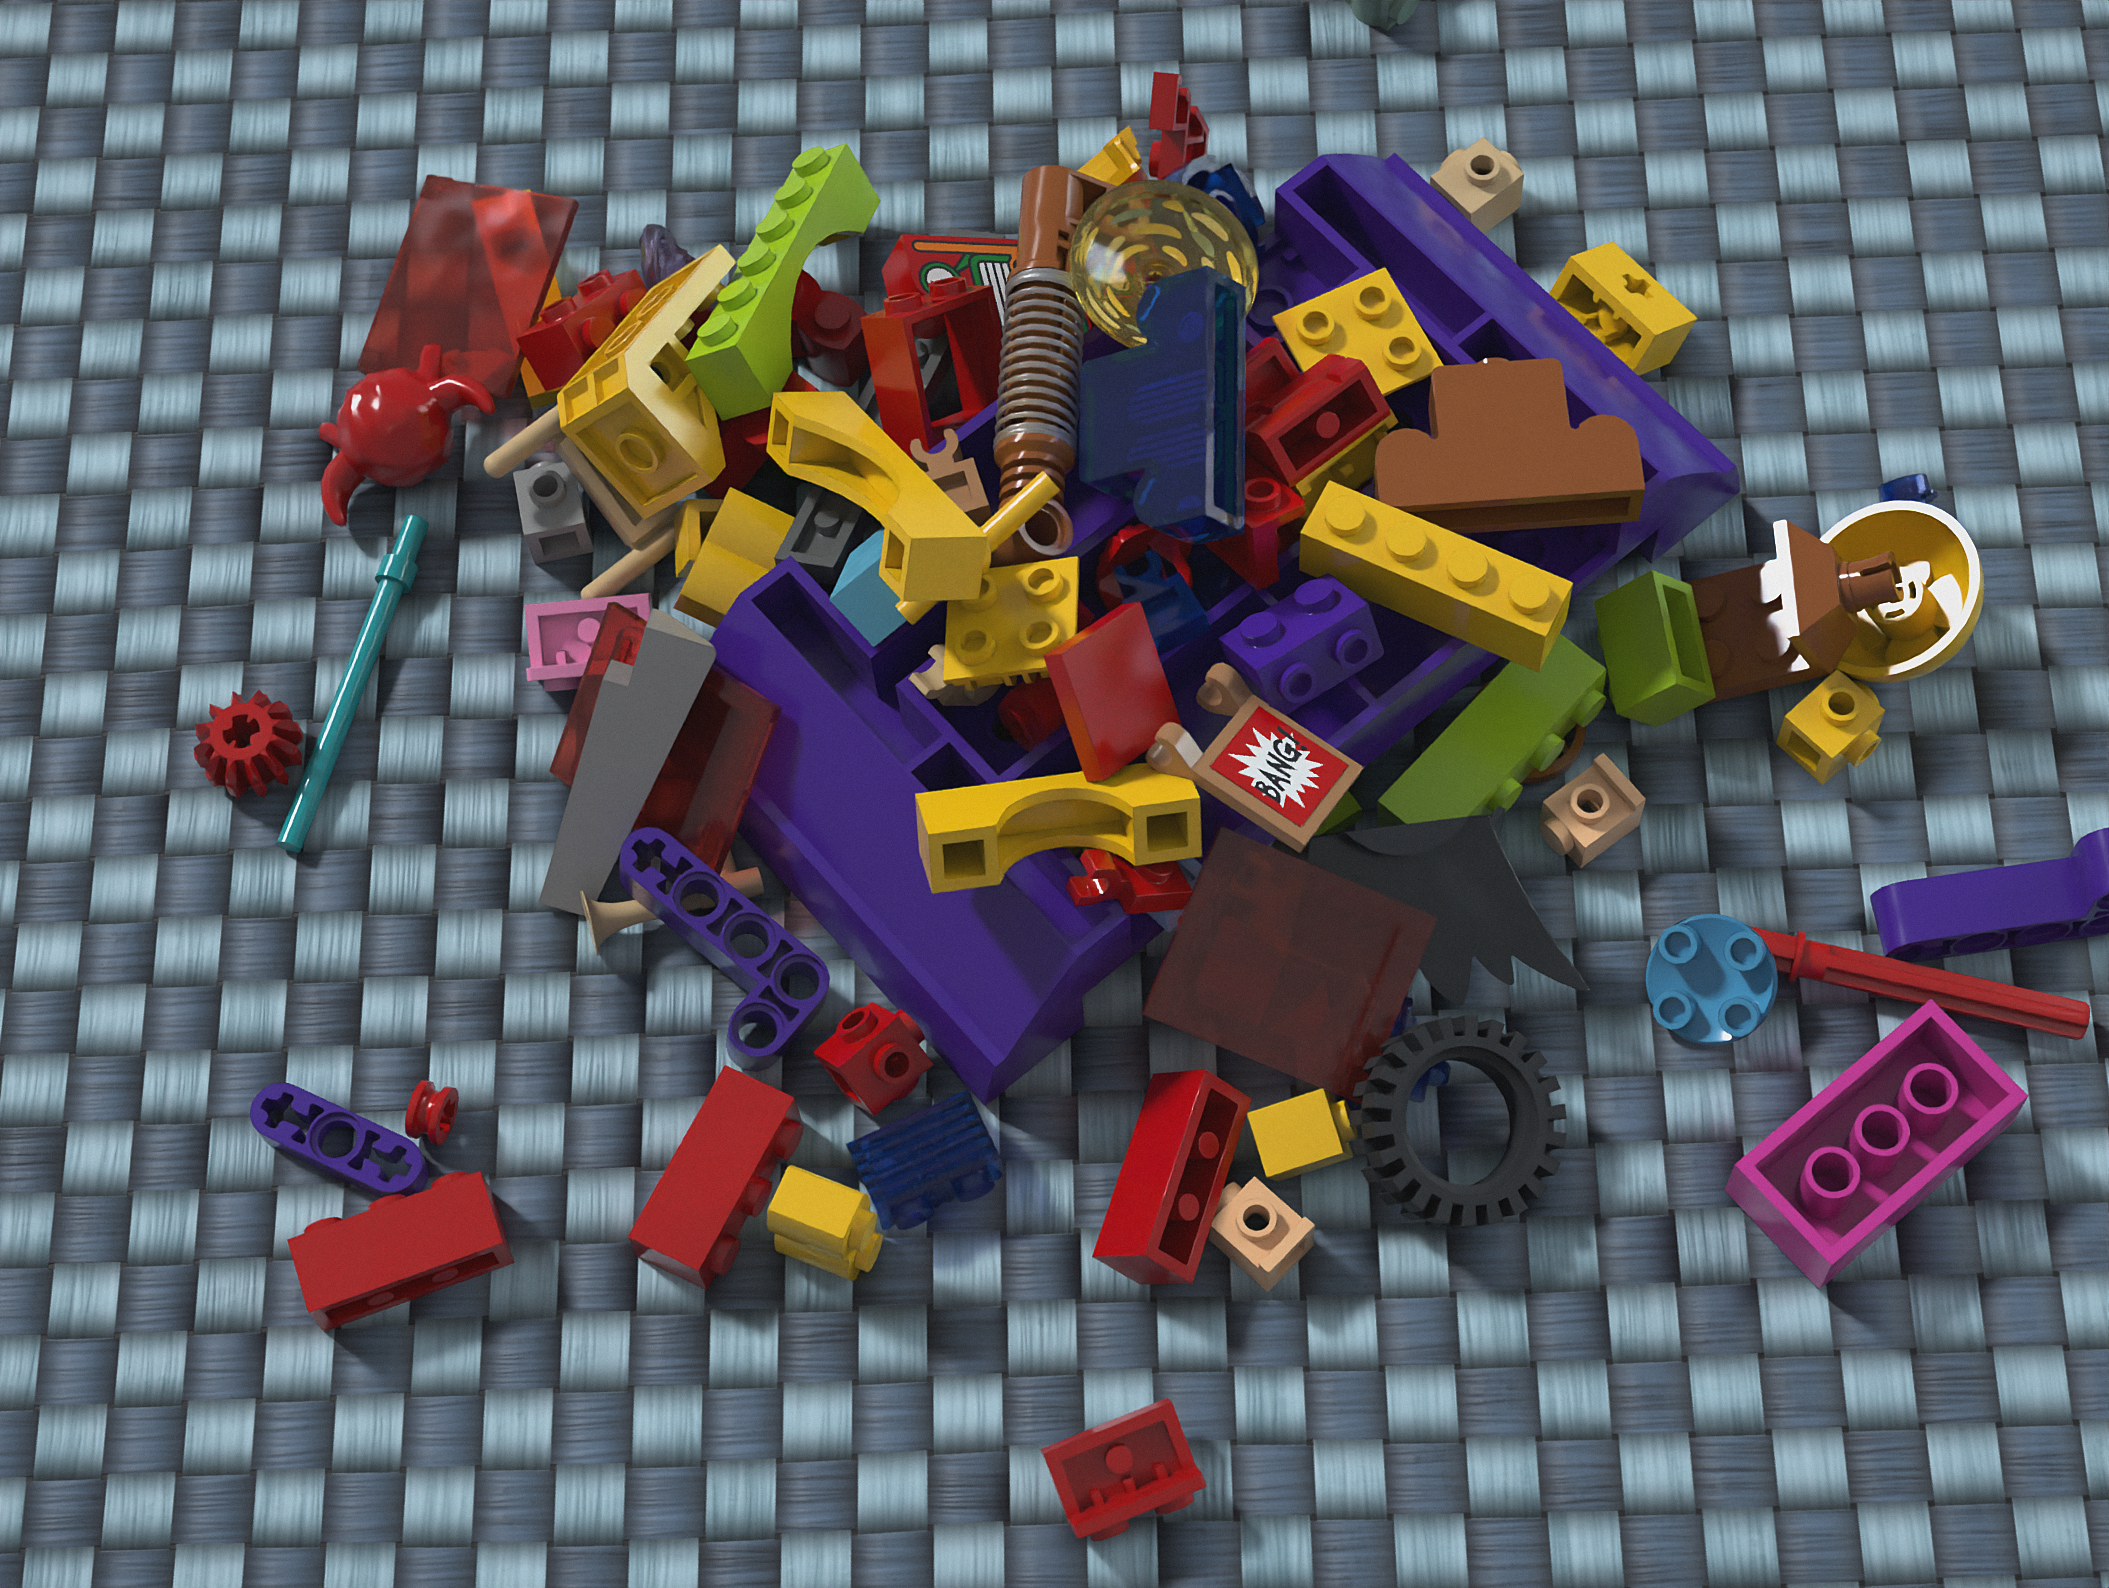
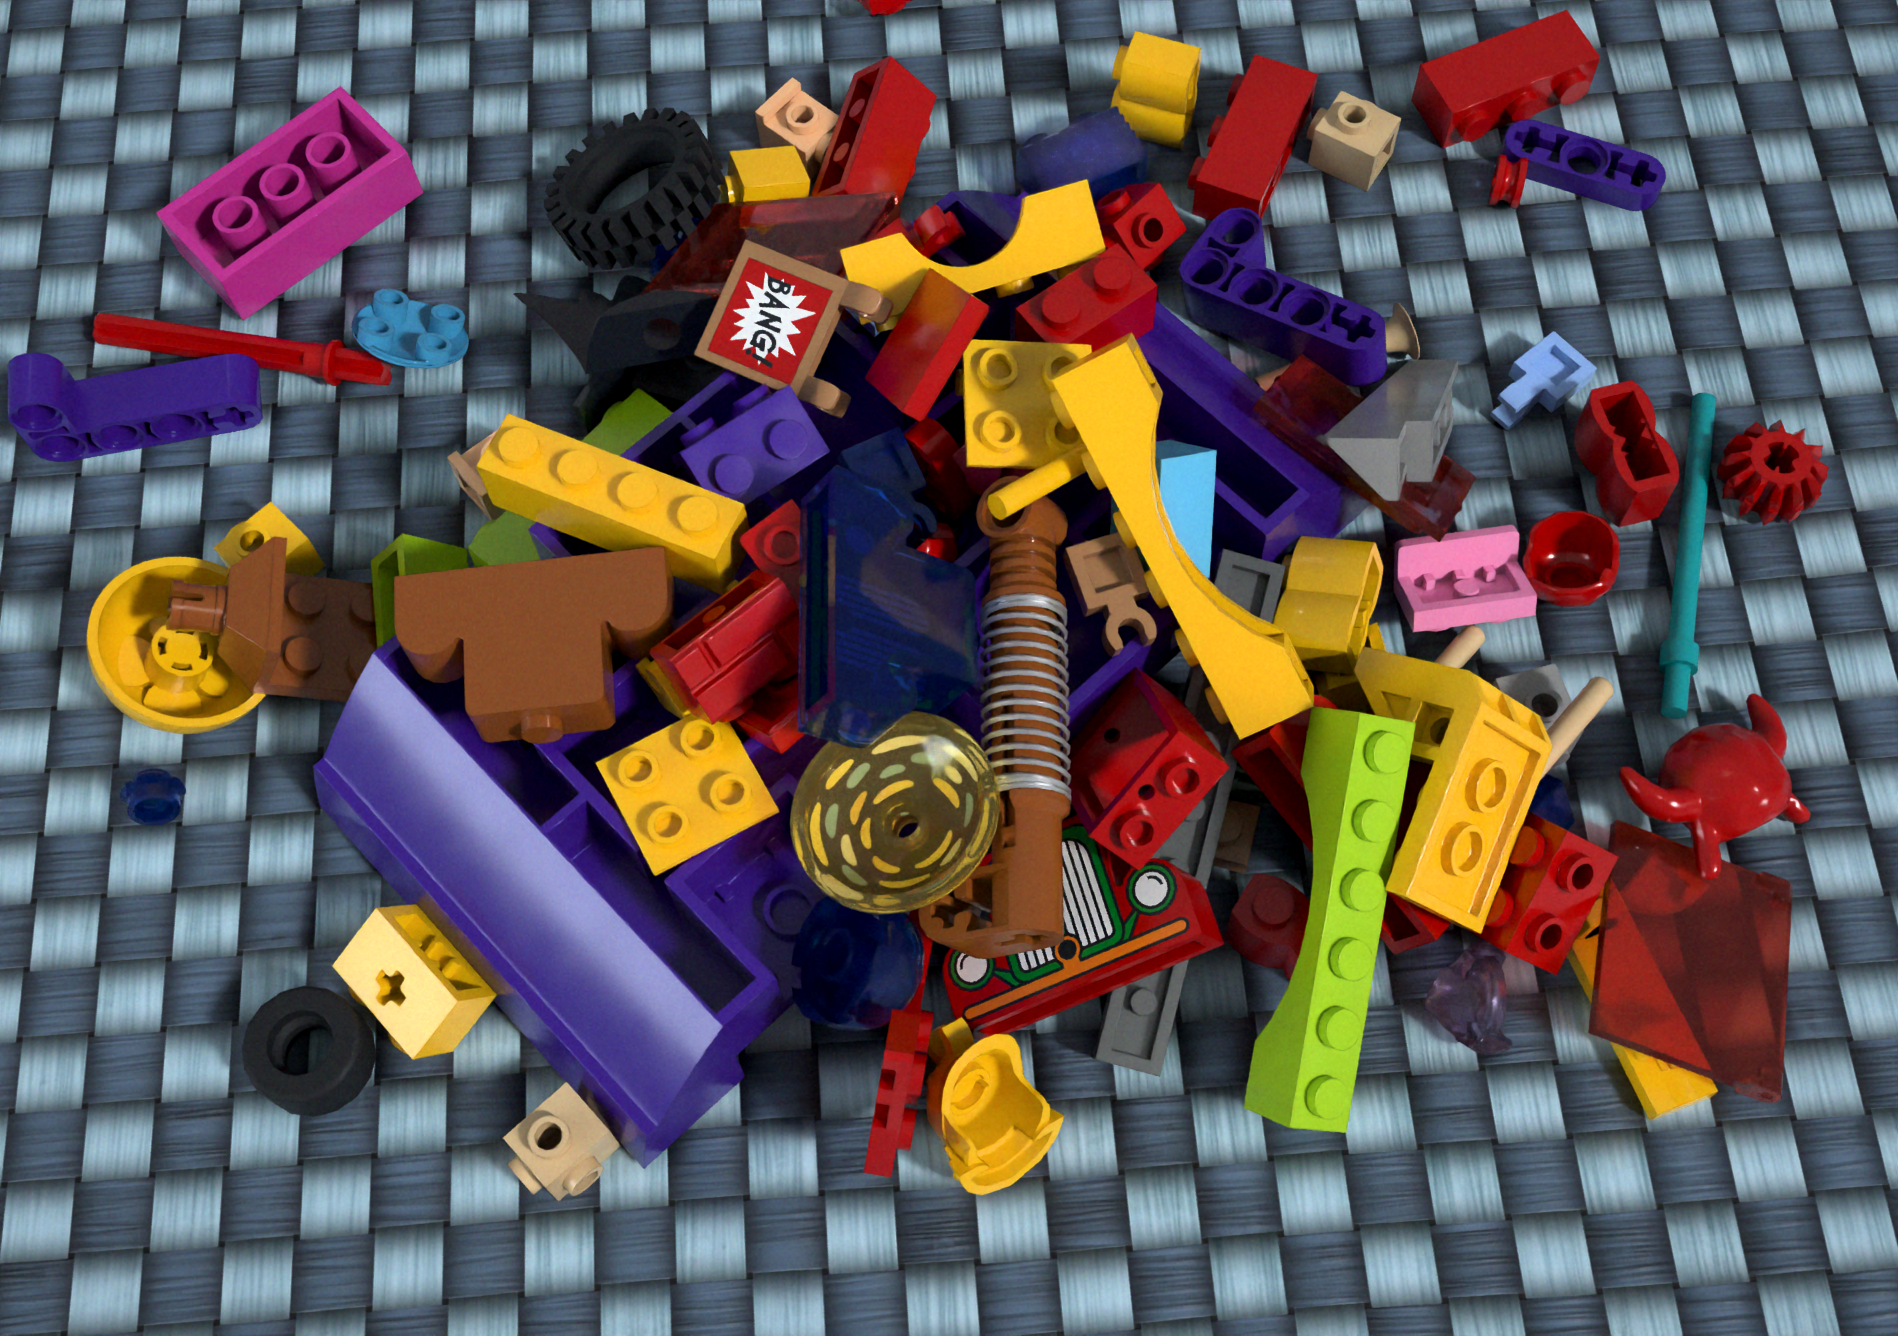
camera: 175 degrees right, 0 degrees up
(395, 754) = (1625, 453): none -> red brick
(448, 869) = (1546, 375): none -> light blue plate
(479, 652) = (1571, 558): none -> red hair
(598, 1176) = (1352, 140): none -> tan brick
(945, 747) = (1091, 304): none -> red brick
(1720, 237) = (278, 1027): none -> black tyre

